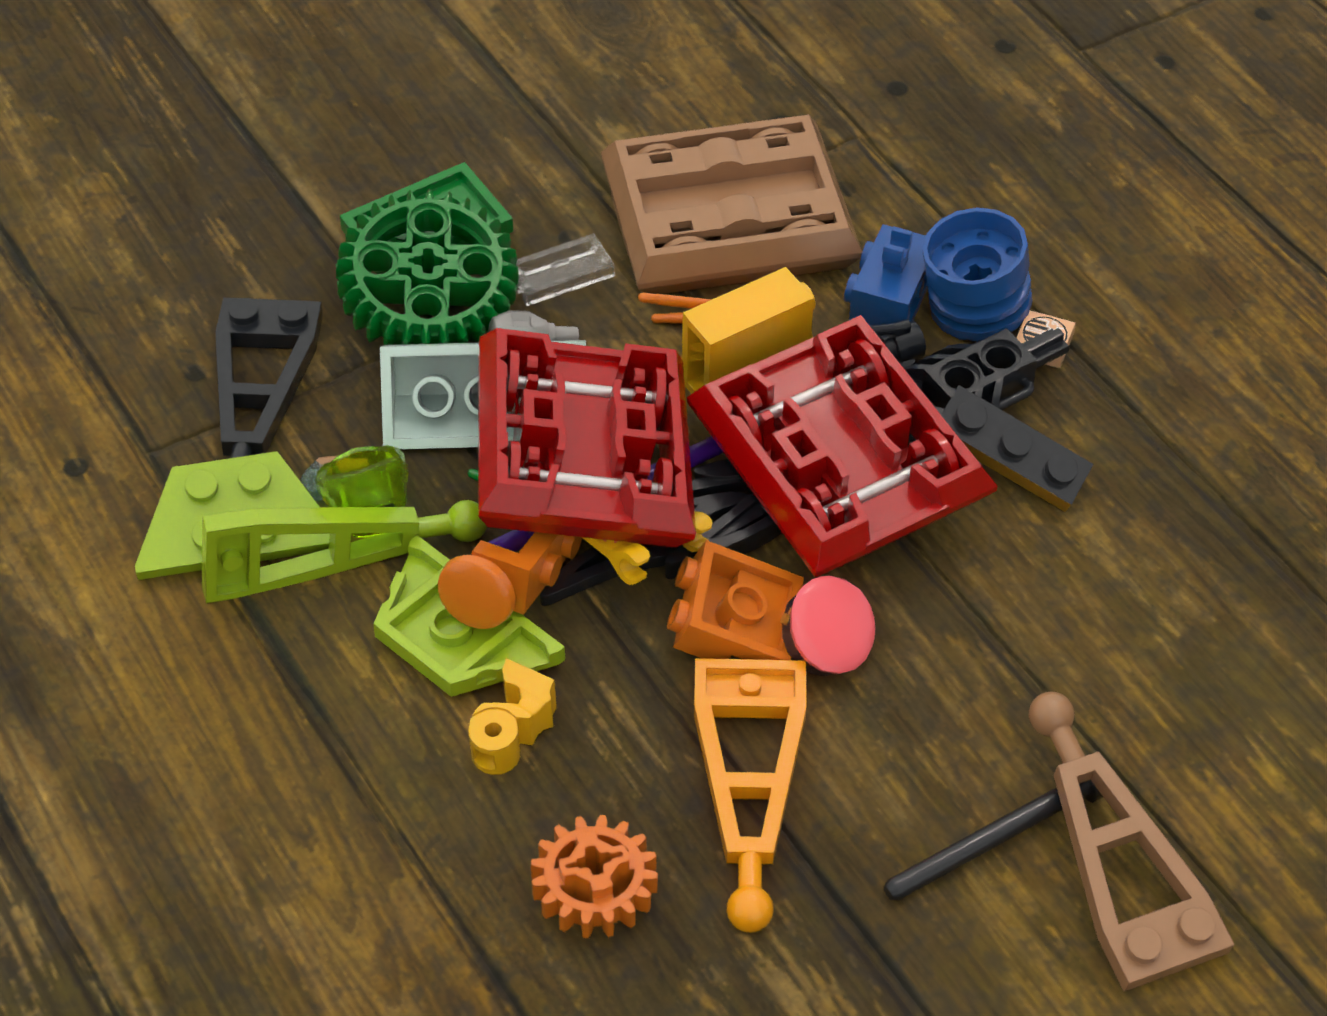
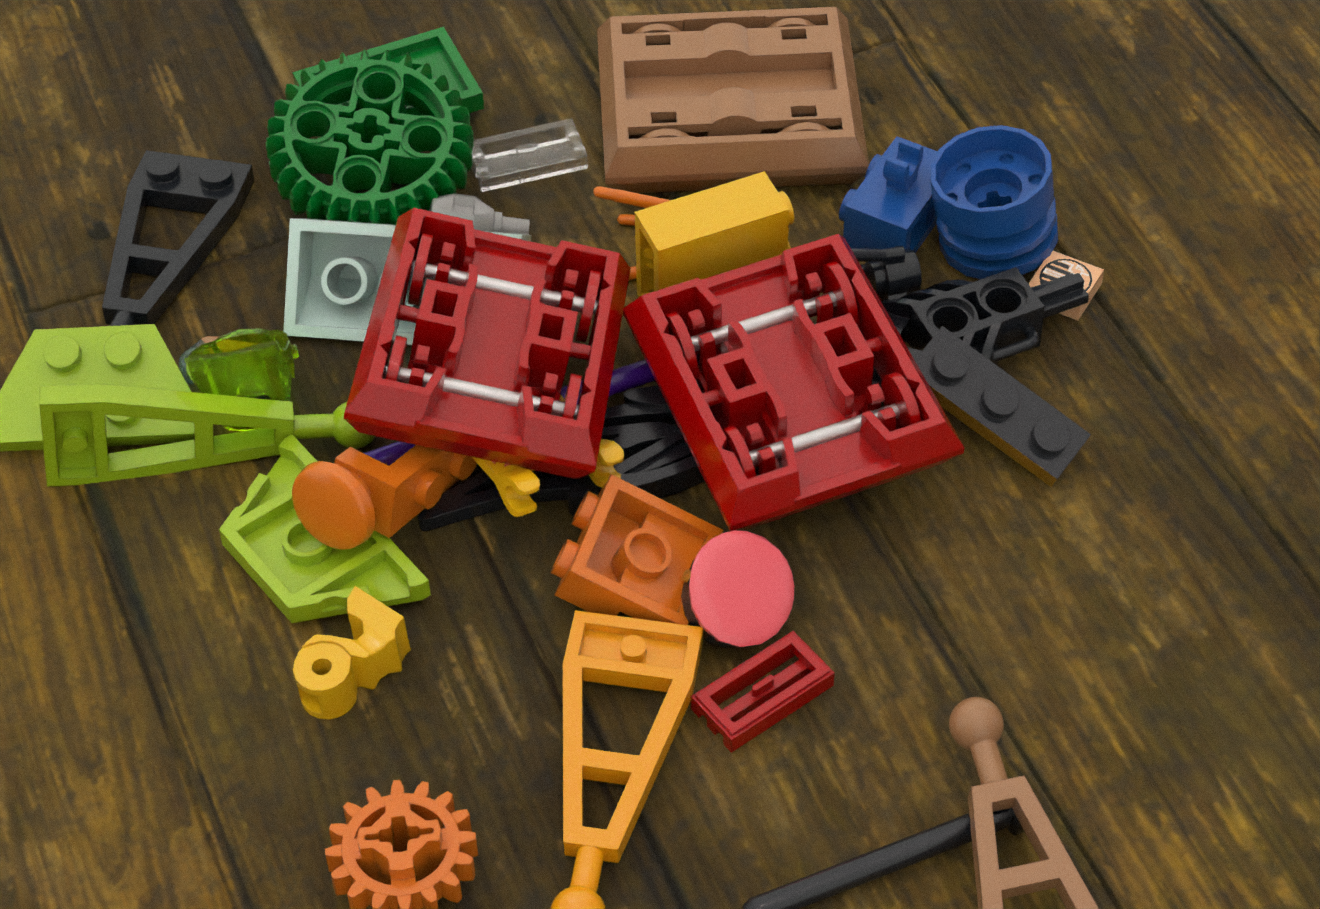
camera: 10 degrees right, 0 degrees up
(835, 735) = (769, 698): none -> red tile

